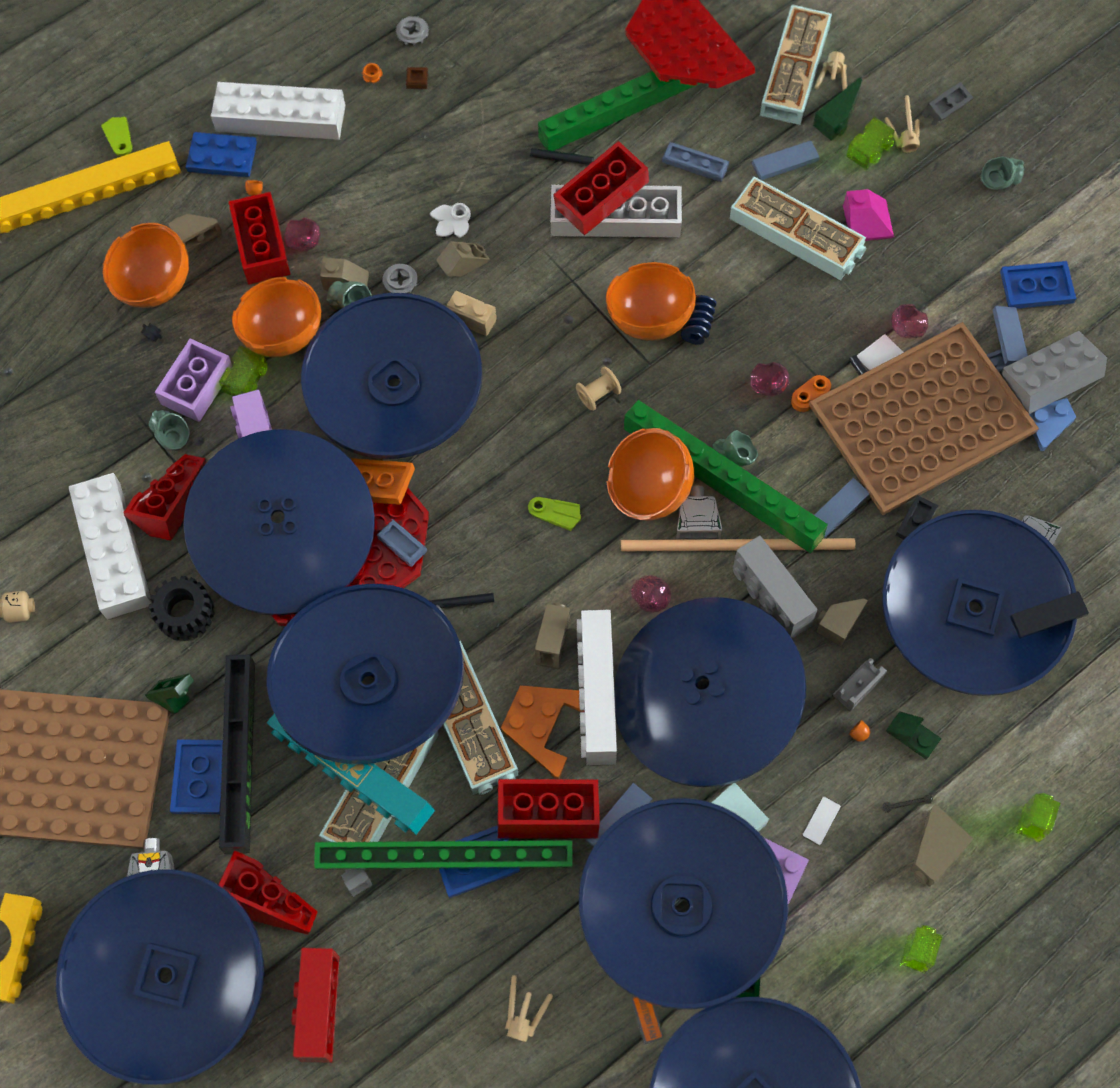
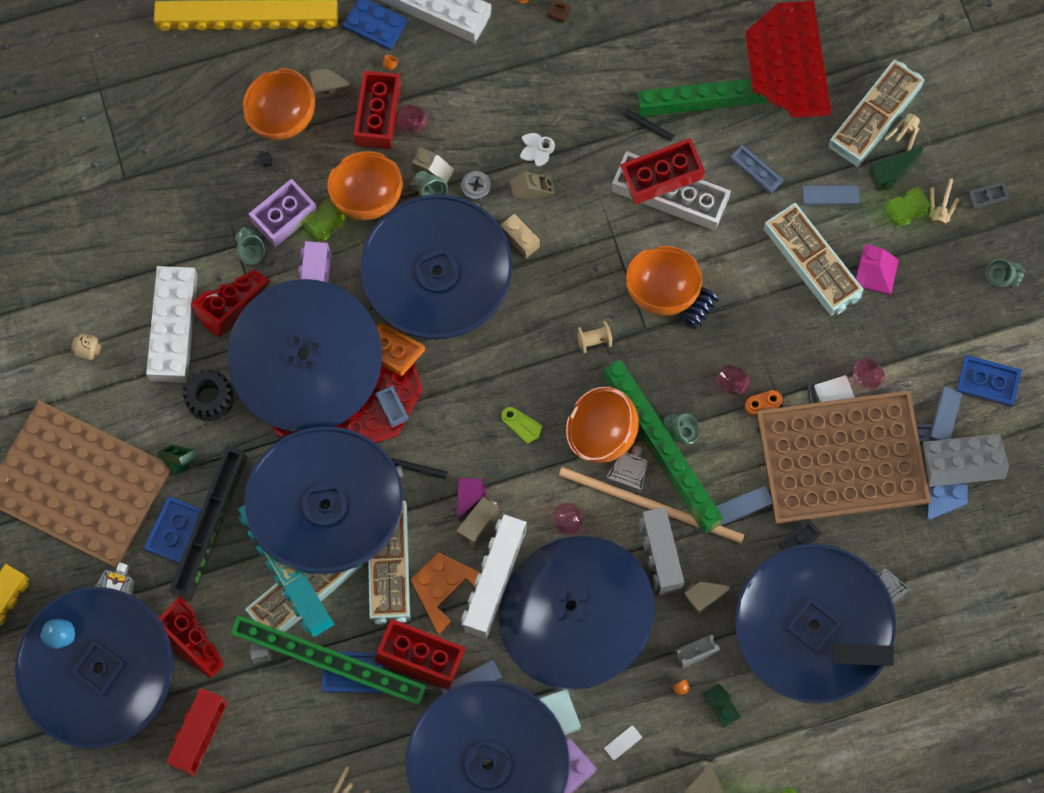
camera: 20 degrees right, 5 degrees up
(99, 951) = (57, 633): none -> dark azure hair
(530, 609) = (469, 494): none -> magenta slope

